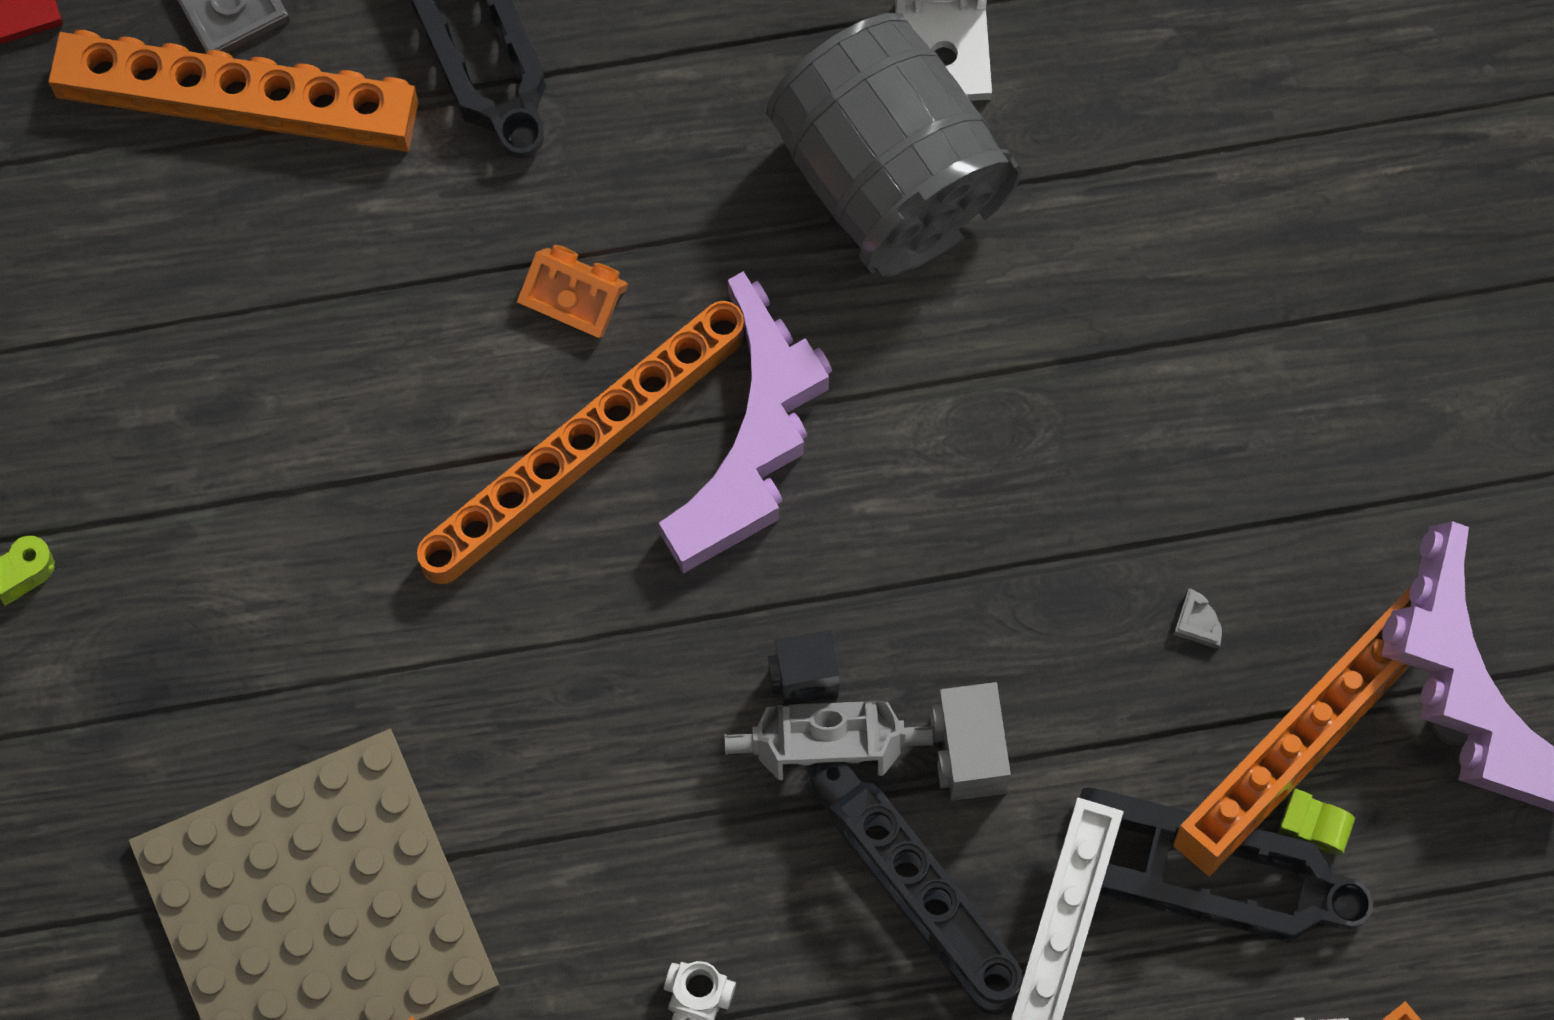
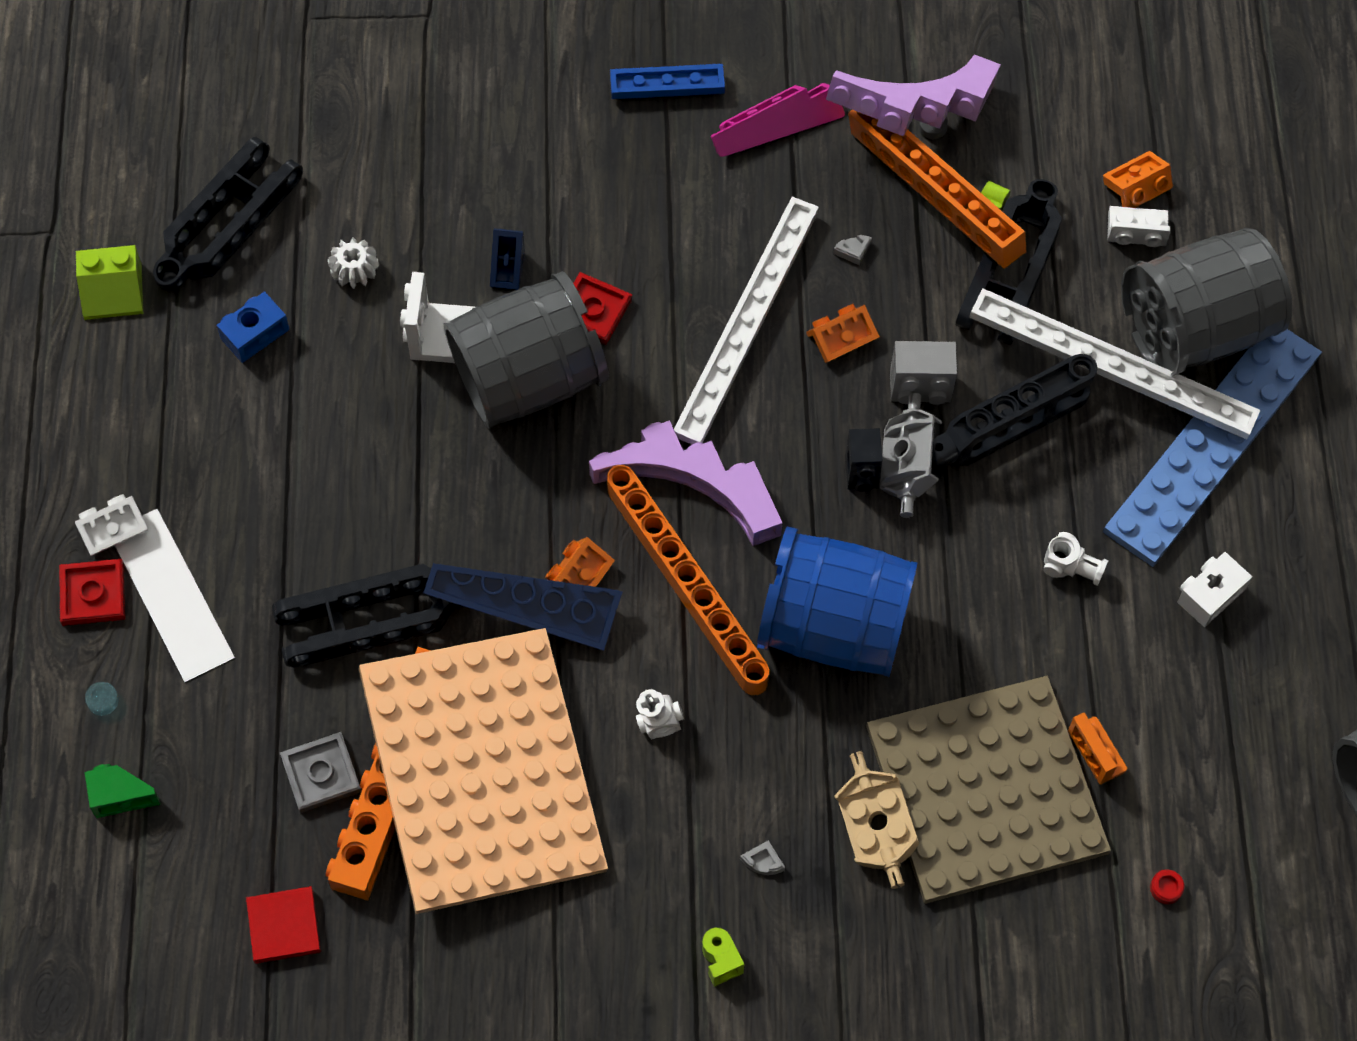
camera: 85 degrees left, 10 degrees down
(168, 610) = (763, 860): none -> light grey tile
(200, 762) = (864, 798): none -> tan plate
(245, 204) = (481, 770): none -> light nougat plate
(358, 428) = (658, 714): none -> white connector
(503, 252) = (562, 608): none -> dark blue wing
(538, 645) = (836, 603): none -> blue piece
(1023, 248) = (604, 305): none -> red tile
(1037, 472) = (745, 321): none -> white plate
(1037, 618) = (844, 332): none -> orange bracket
(1075, 106) = (507, 258): none -> dark blue slope
(1413, 462) = (776, 118): none -> dark pink wedge
(1452, 294) = (667, 81): none -> blue plate

